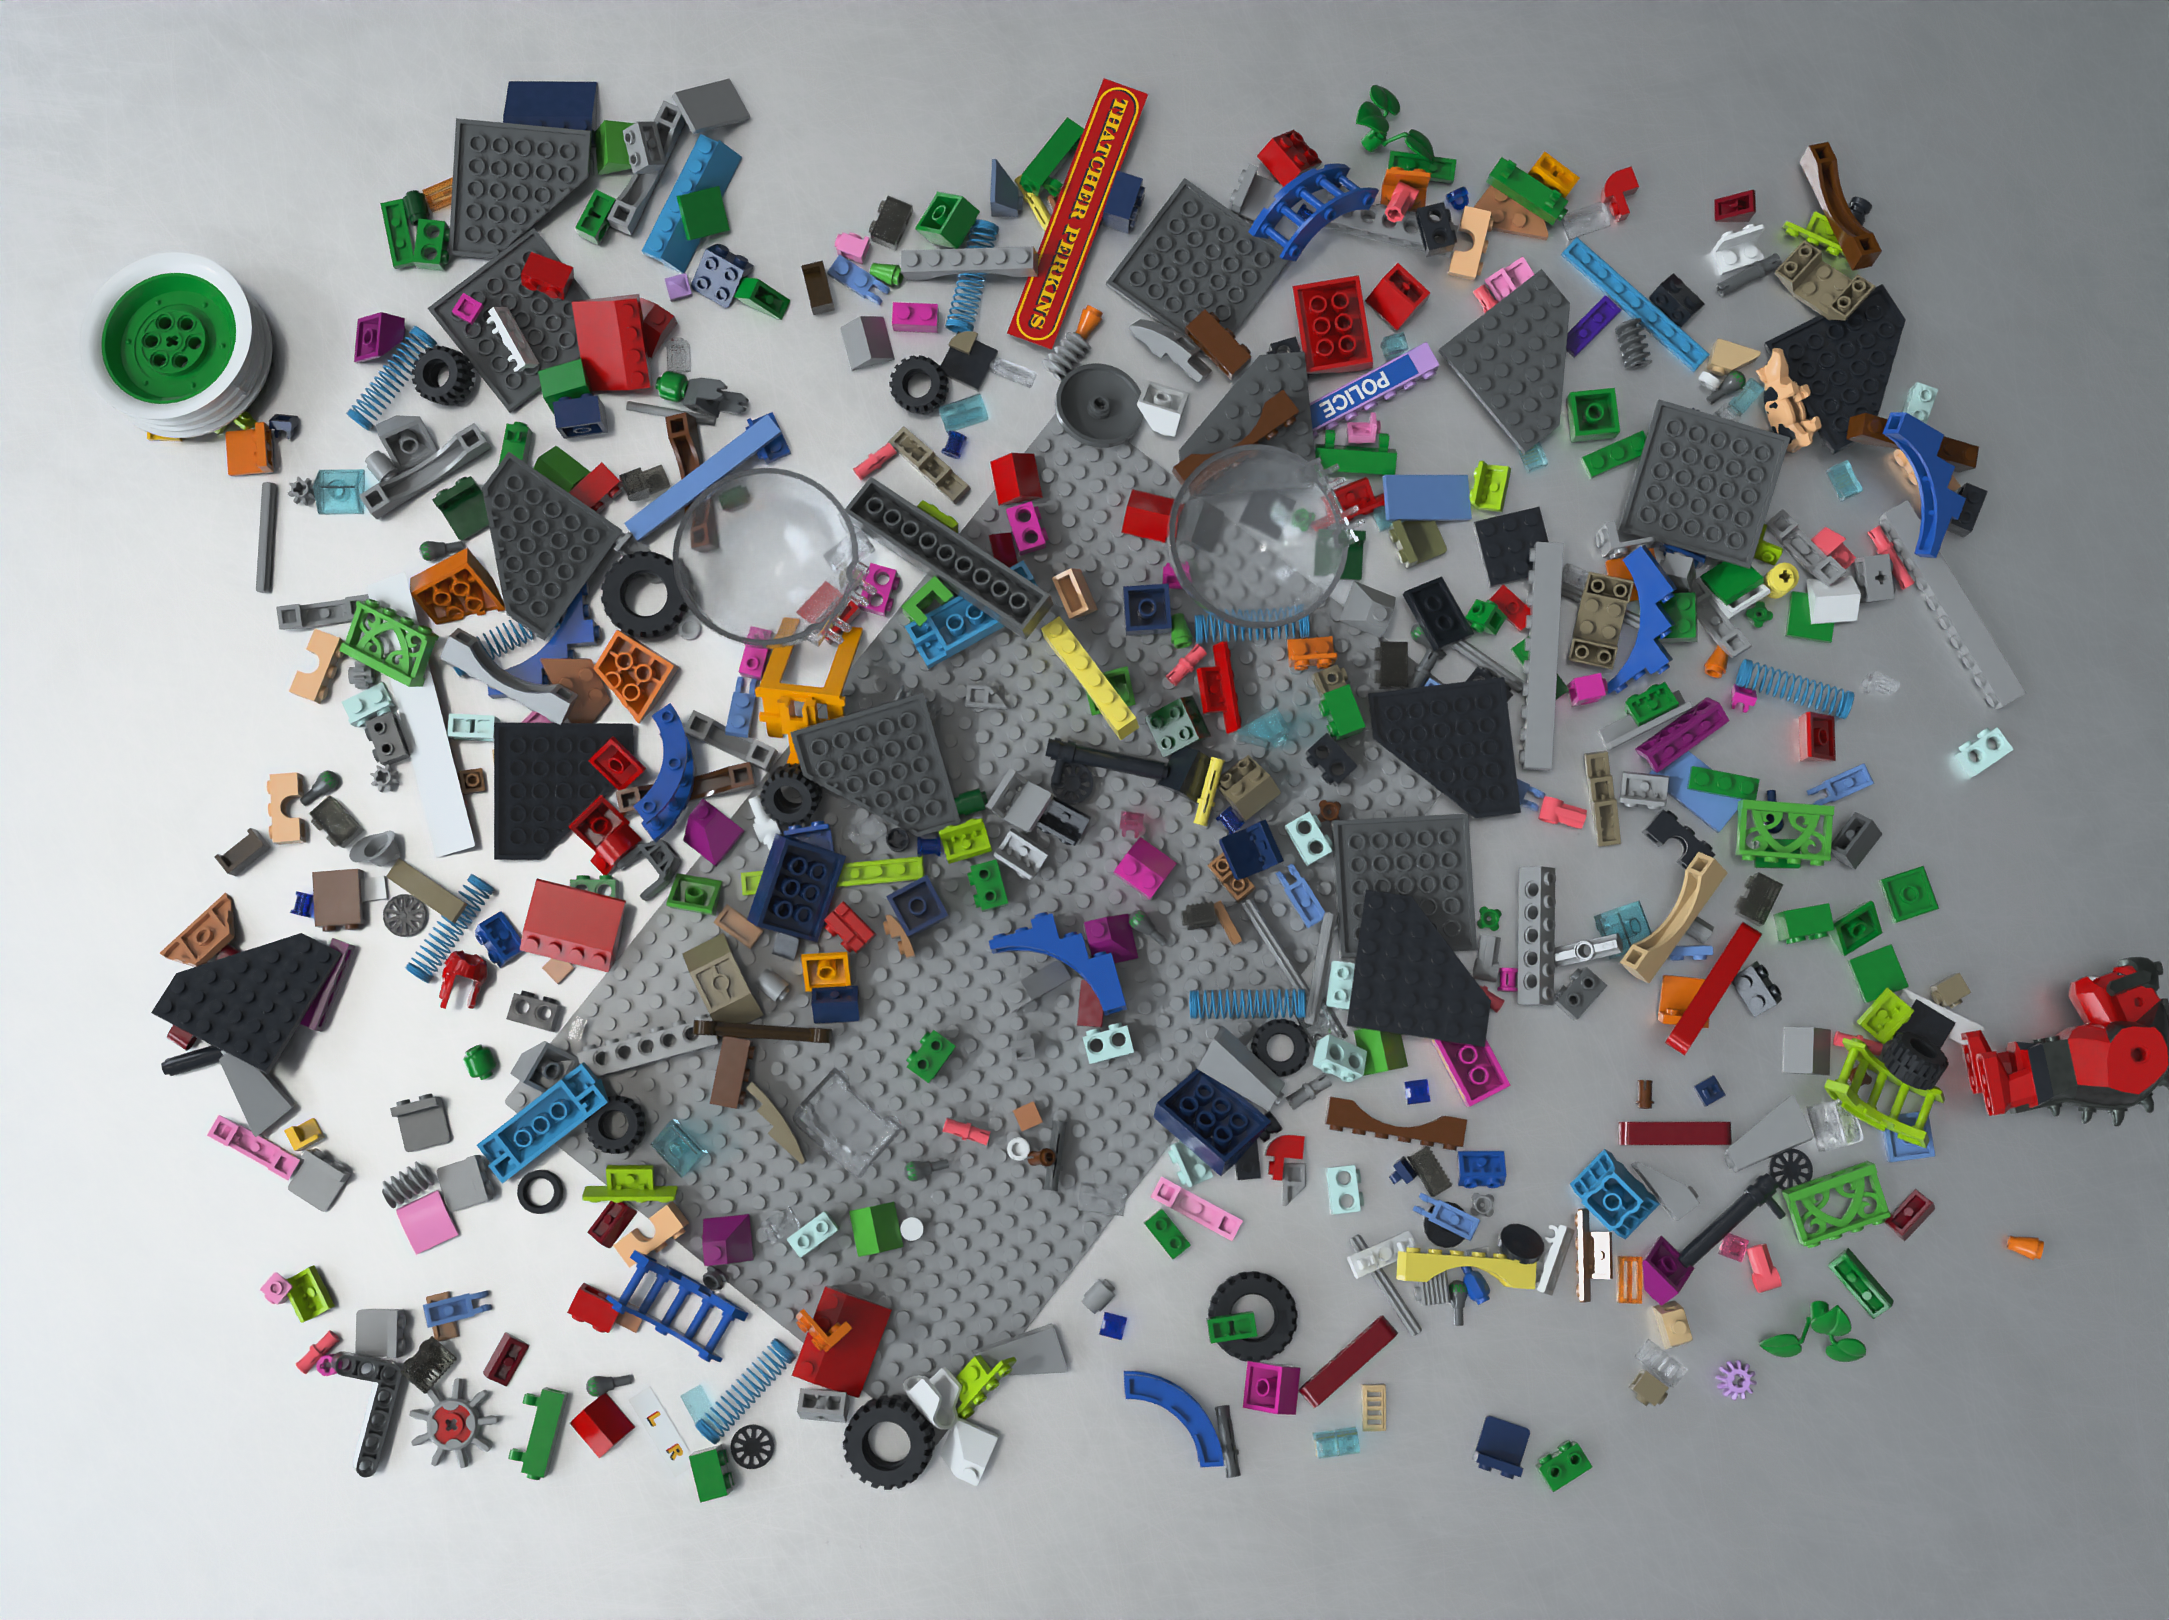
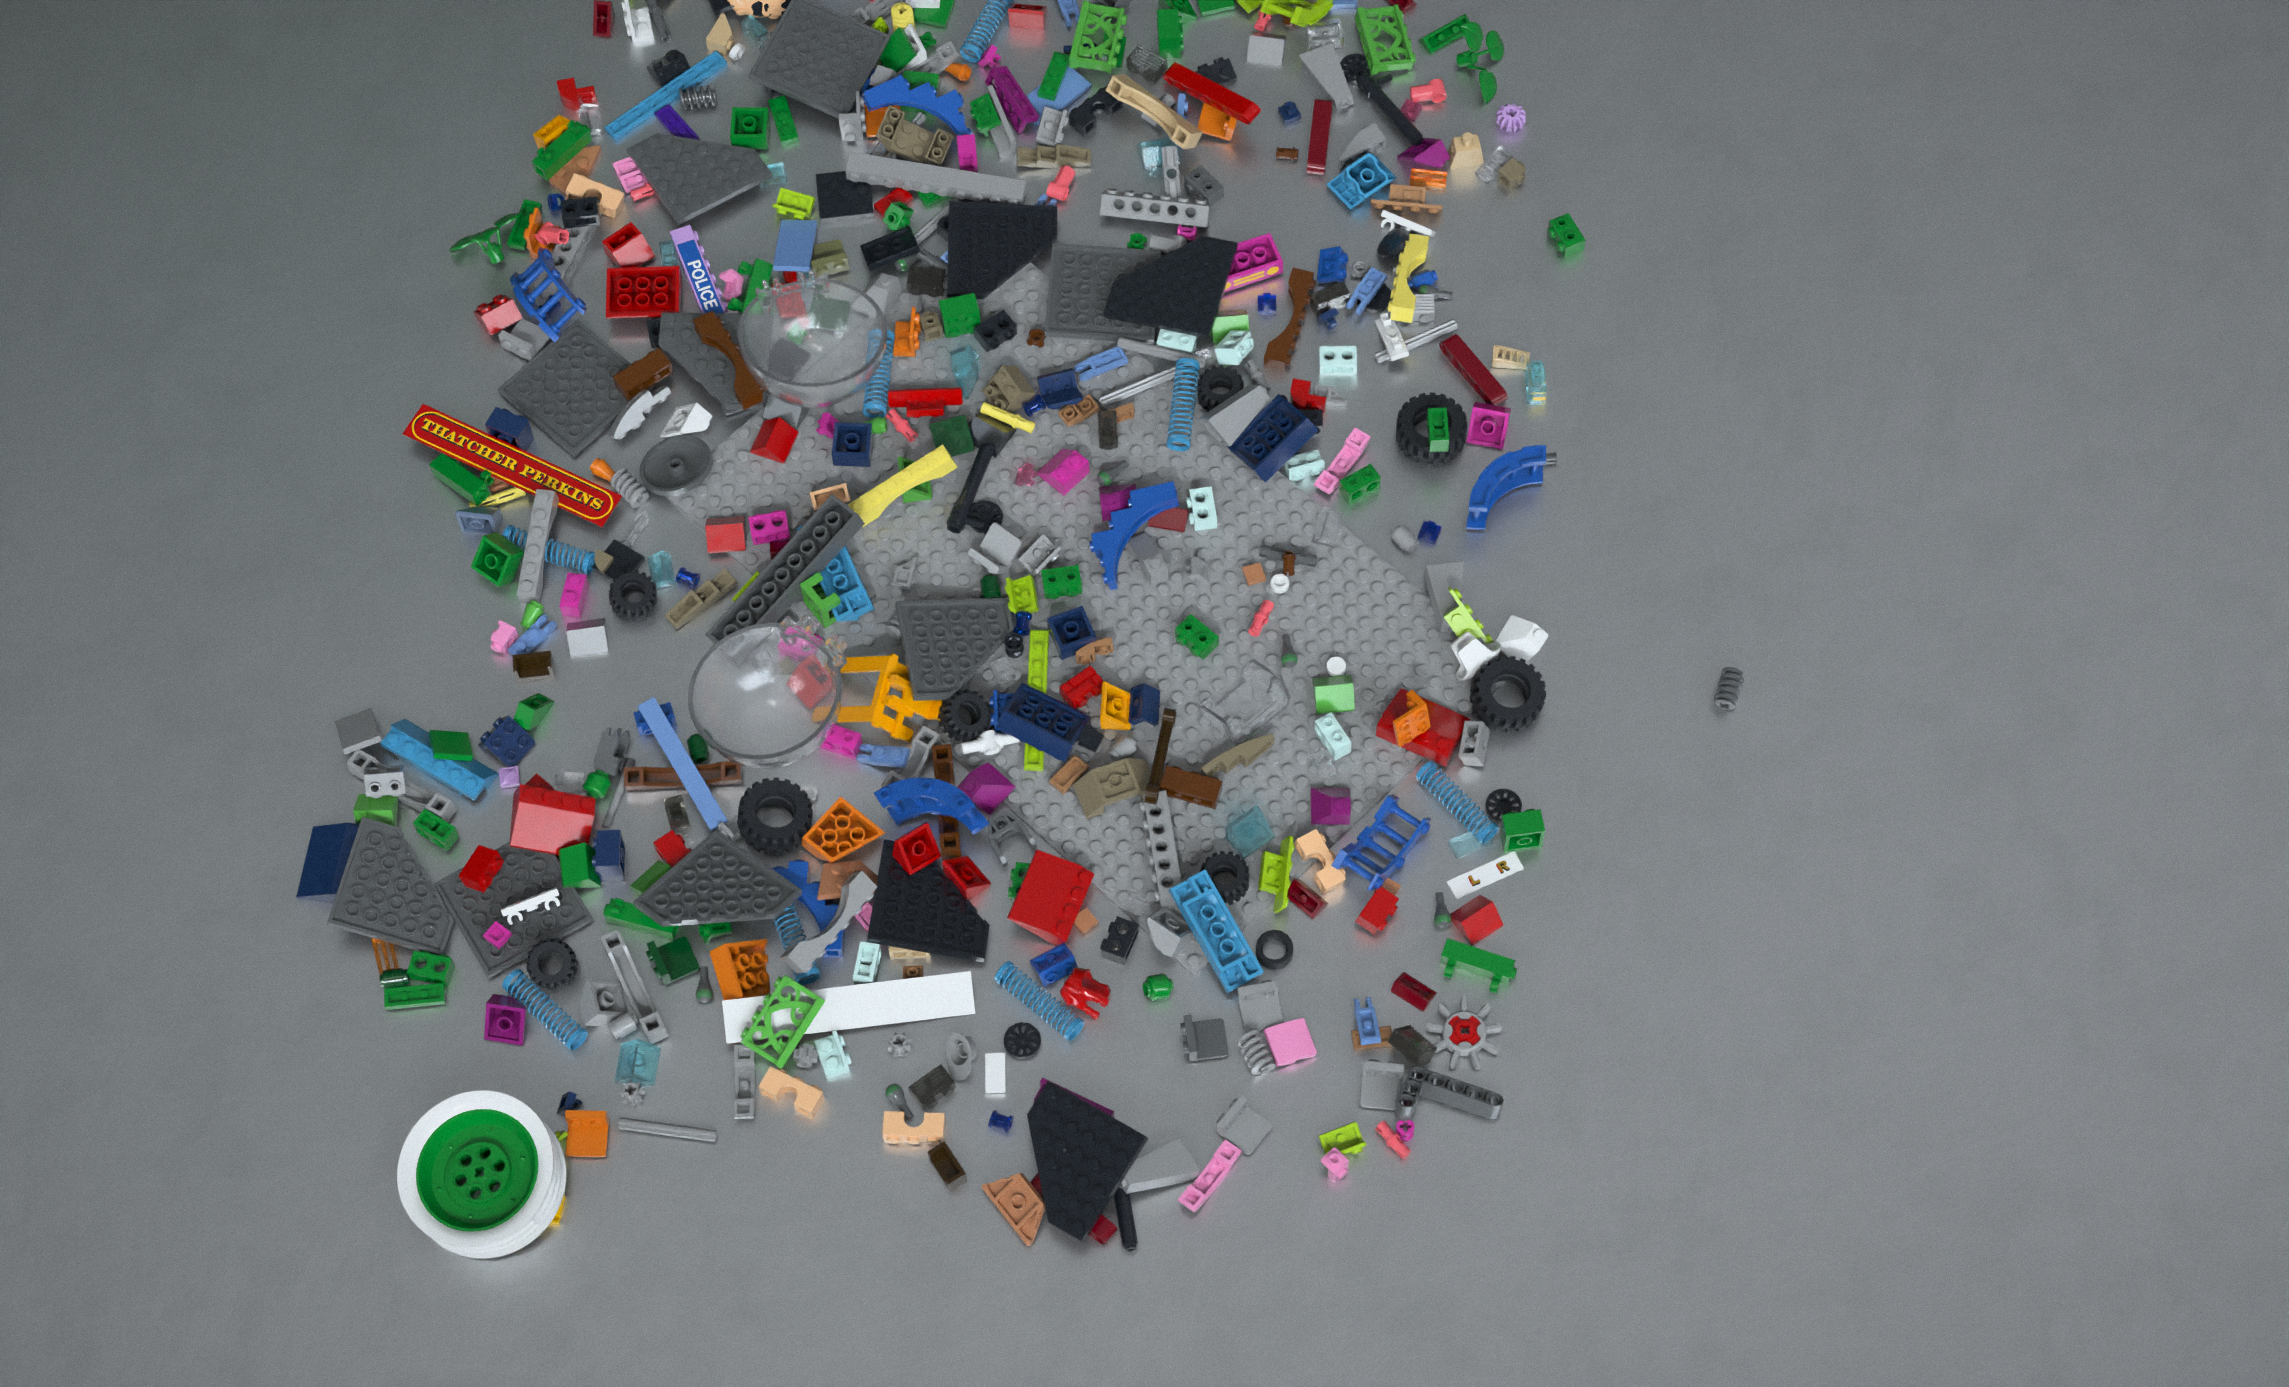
camera: 80 degrees left, 20 degrees down
(304, 1134) = (1203, 1136): yellow panel -> none
(338, 899) = (1000, 1089): panel -> none
(387, 739) = (865, 1039): dark grey brick -> none
(426, 890) = (1003, 1013): dark tan slope -> none
(615, 848) = (991, 863): red brick -> none
(694, 894) = (1038, 803): bright green slope -> none
(714, 1278) = (1366, 820): dark grey plate -> none
(874, 461) = (690, 638): coral pin -> none
(891, 222) = (488, 606): clear smoke brick -> none
(1063, 822) = (1018, 520): black bracket -> none
(1303, 841) = (1058, 356): light aqua brick -> none
(1501, 1447) = (1548, 275): dark blue bracket -> none
(1733, 382) = (740, 36): dark grey piece -> none

